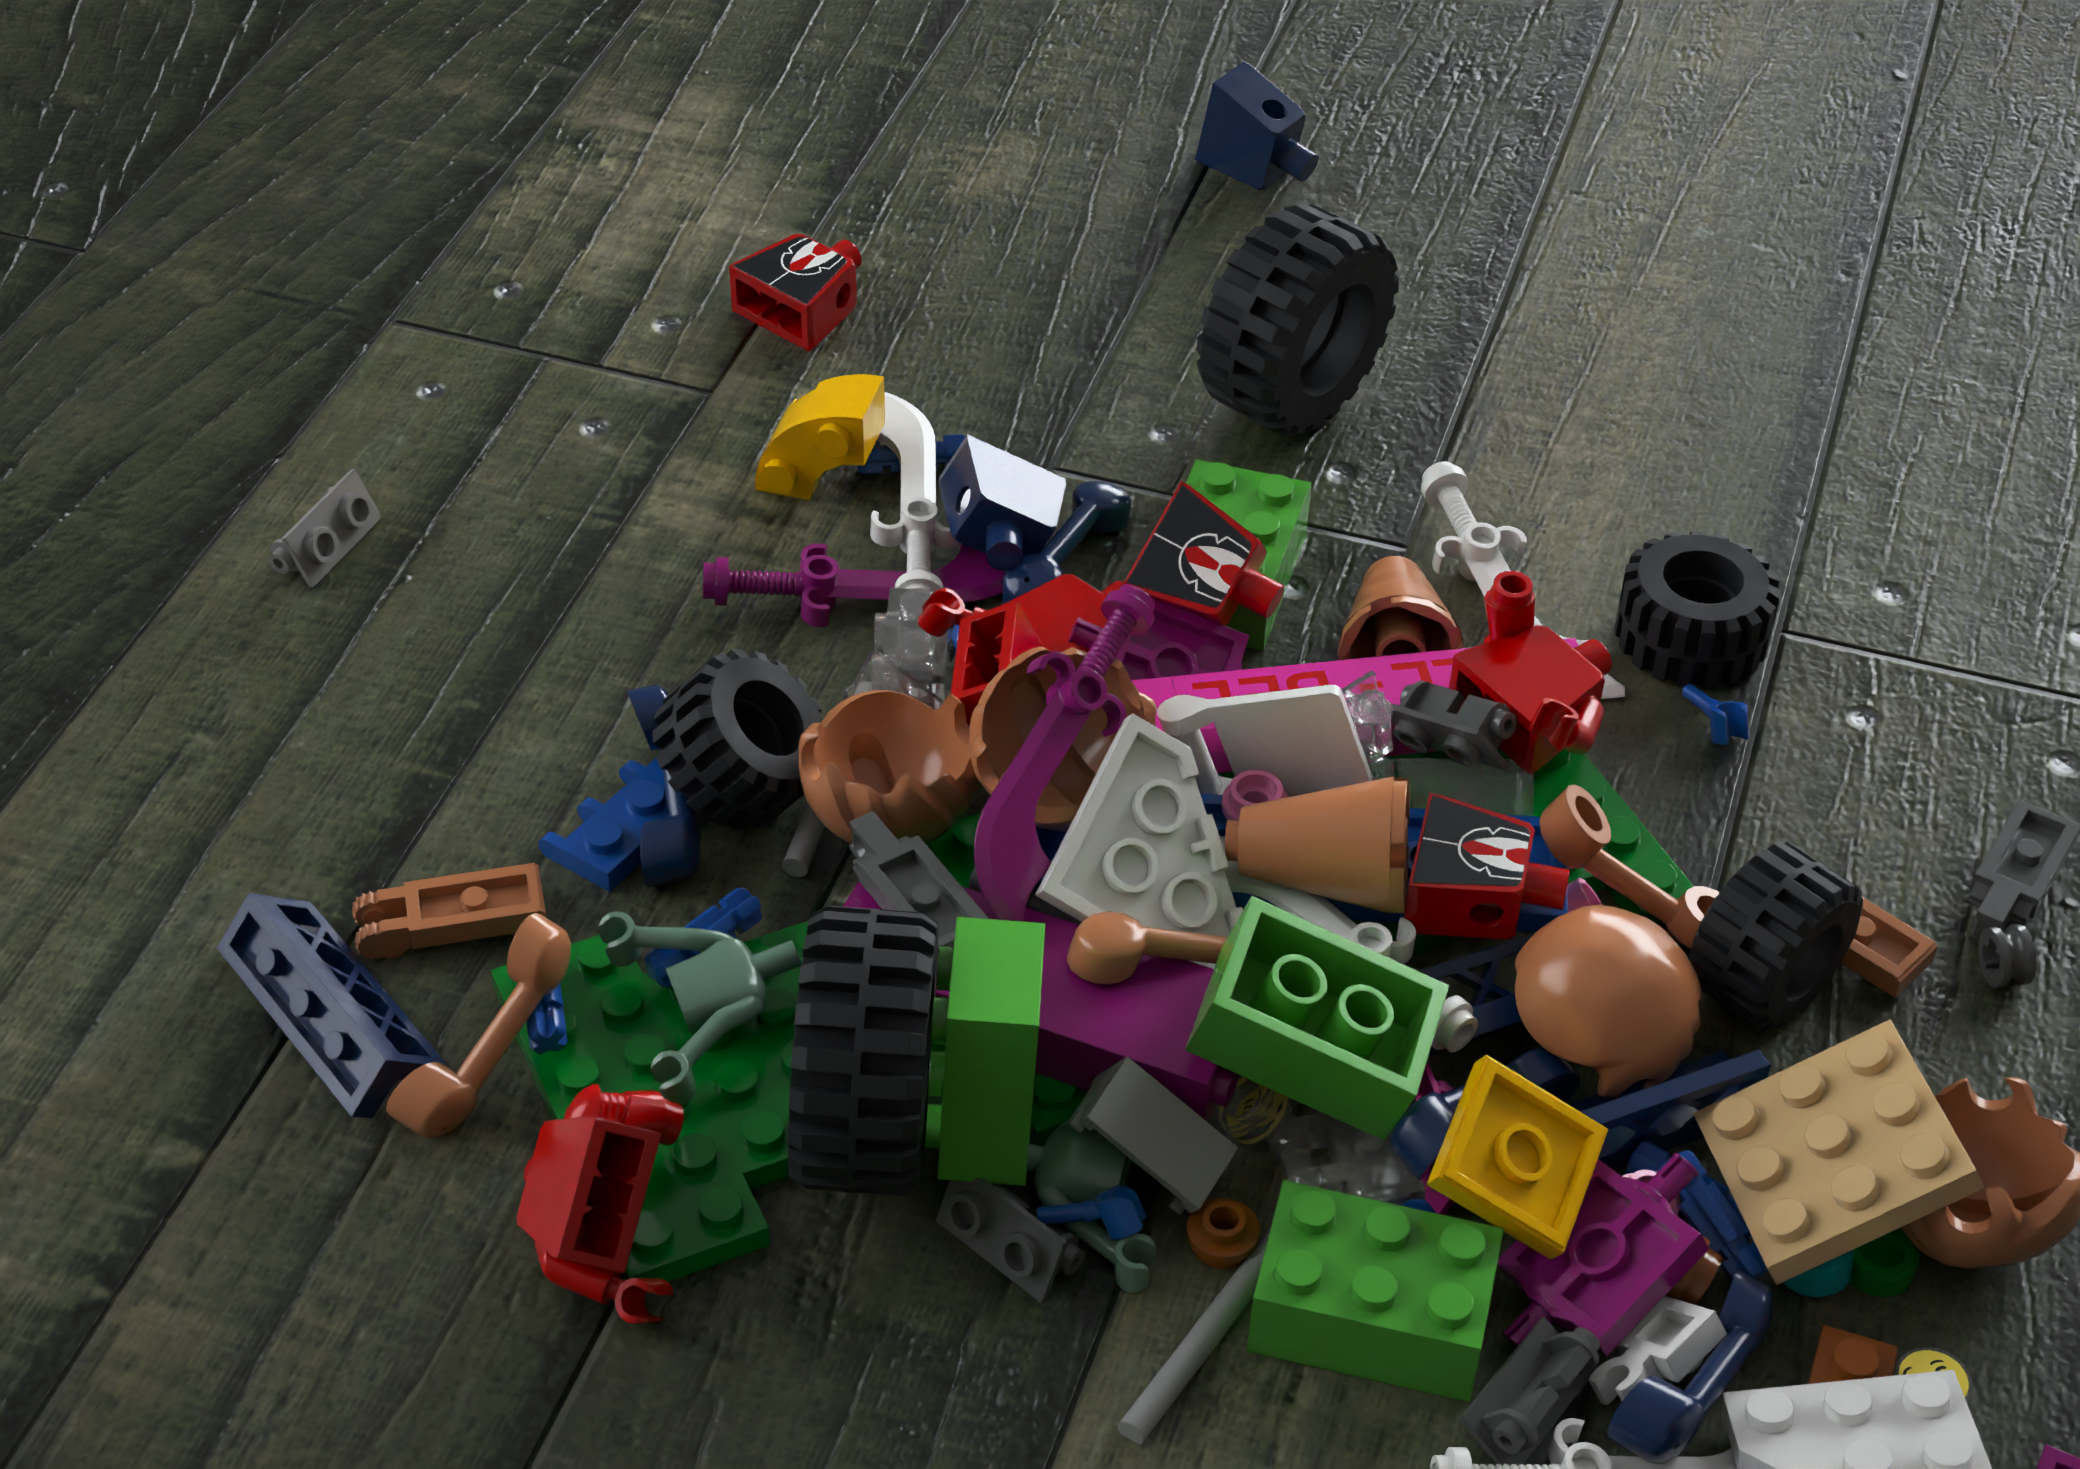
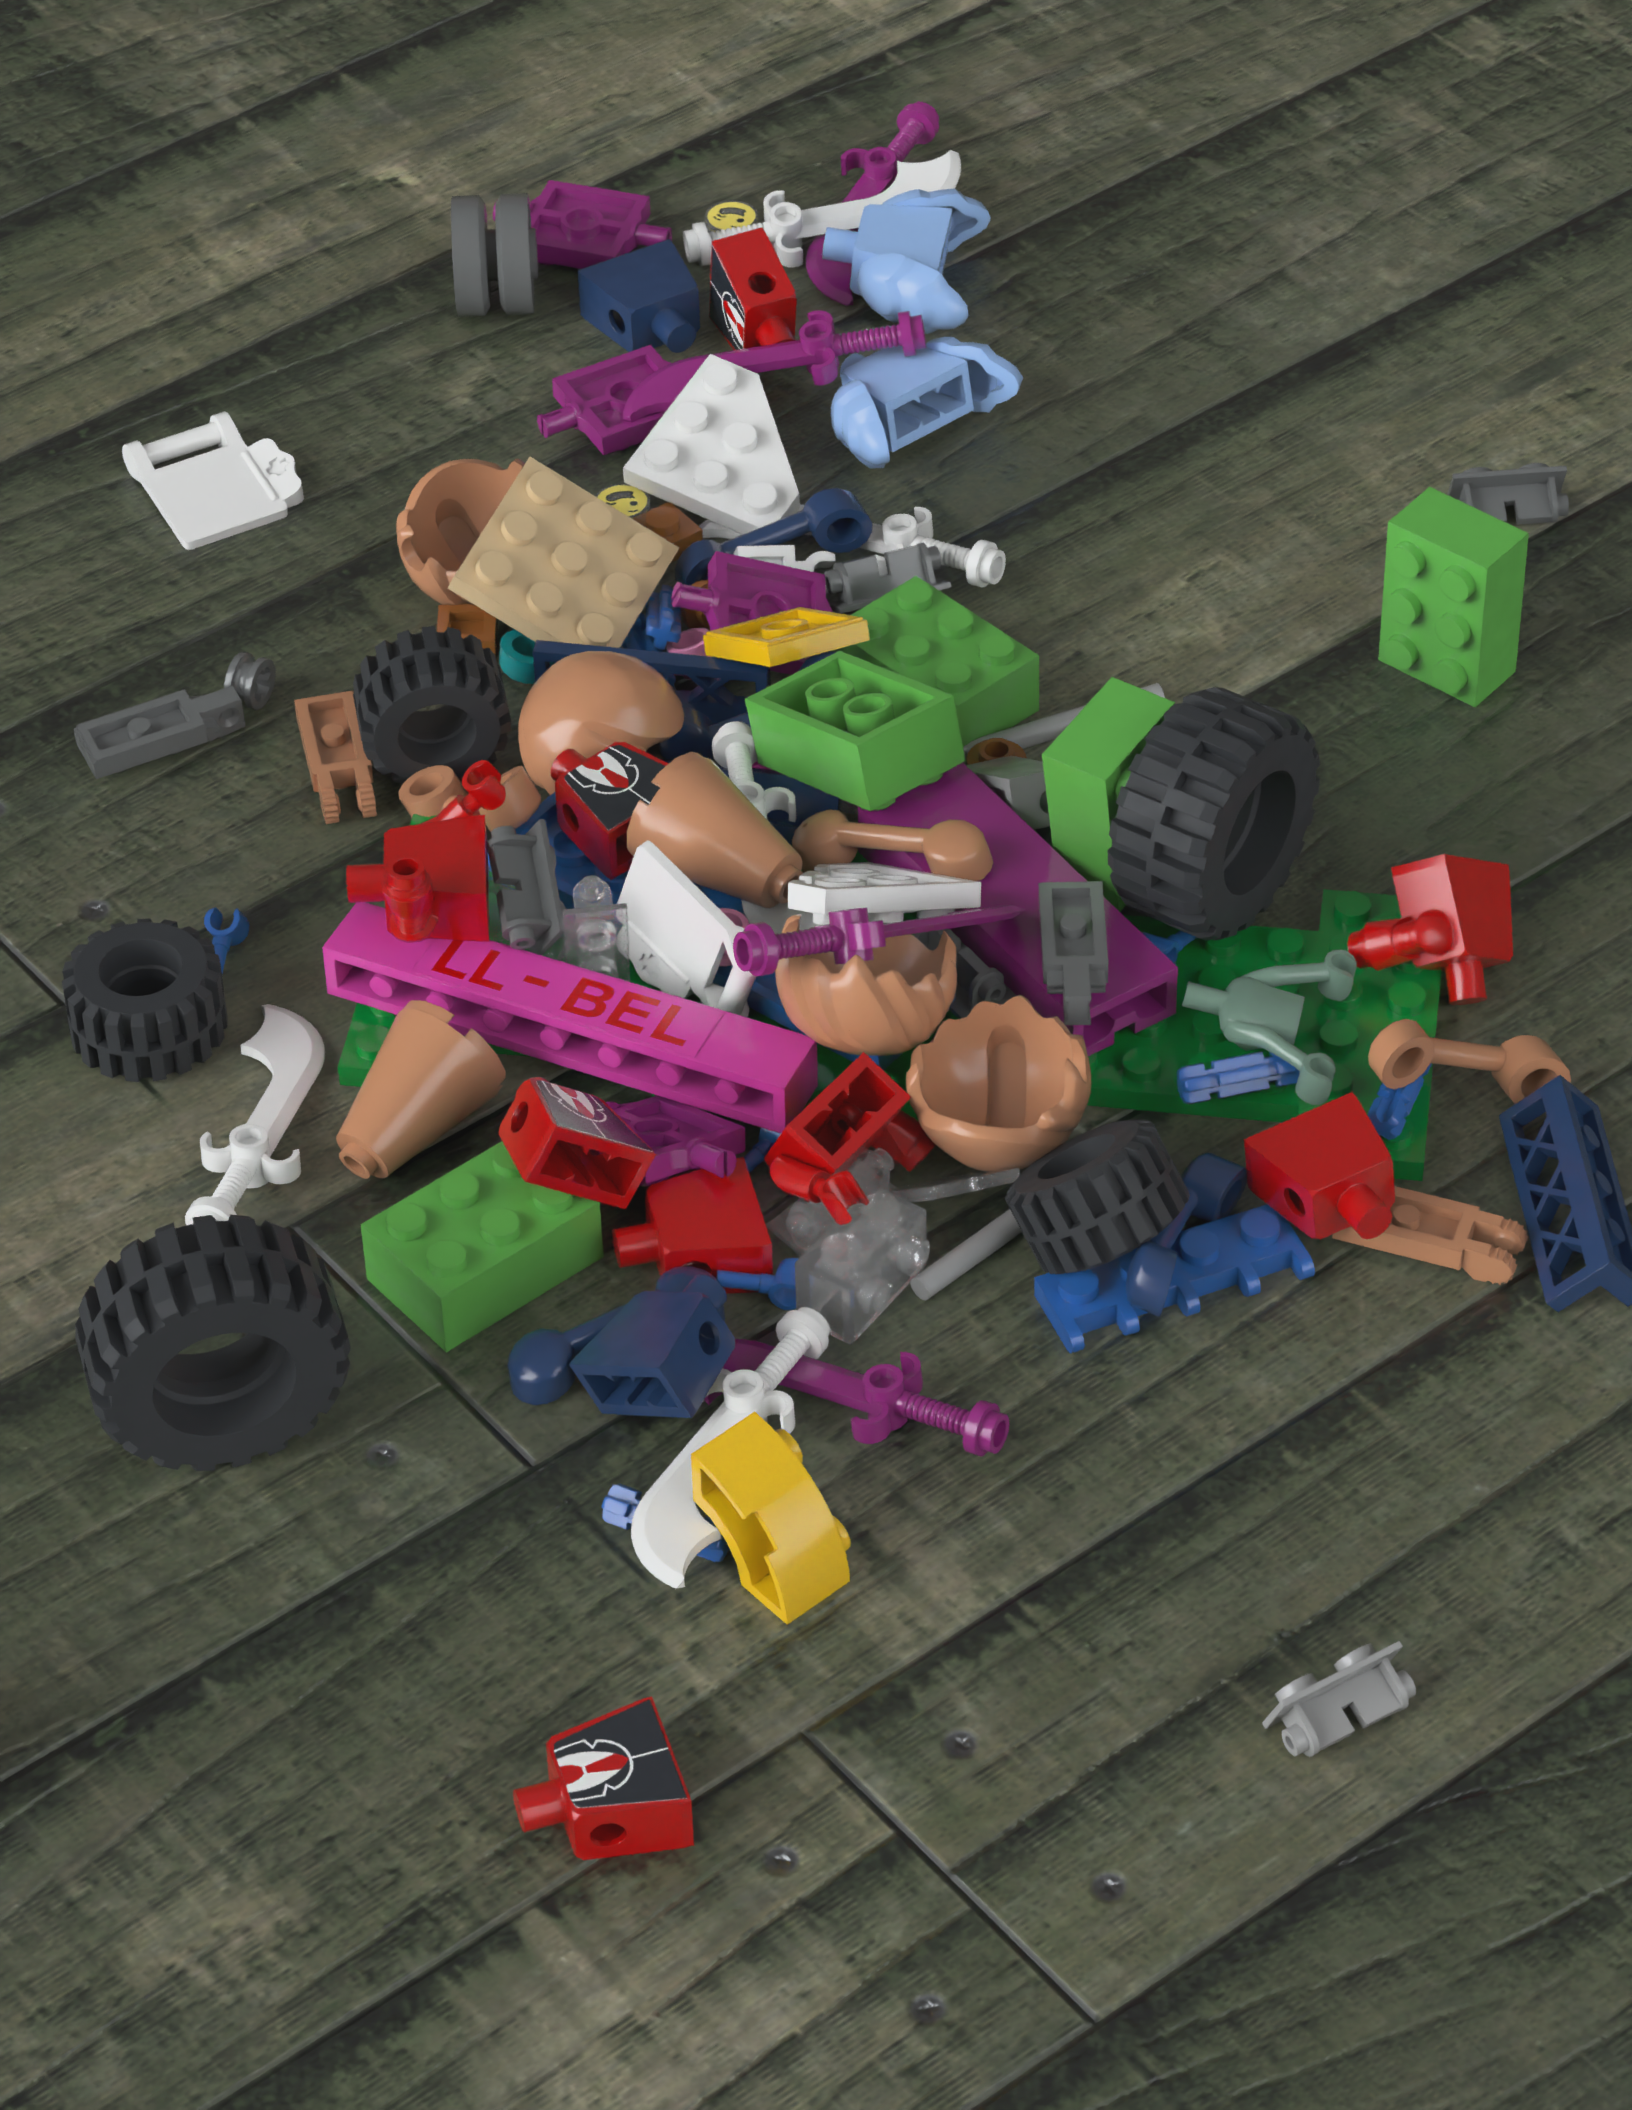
camera: 145 degrees left, 0 degrees up
(557, 858) = (1325, 1170): none -> red torso

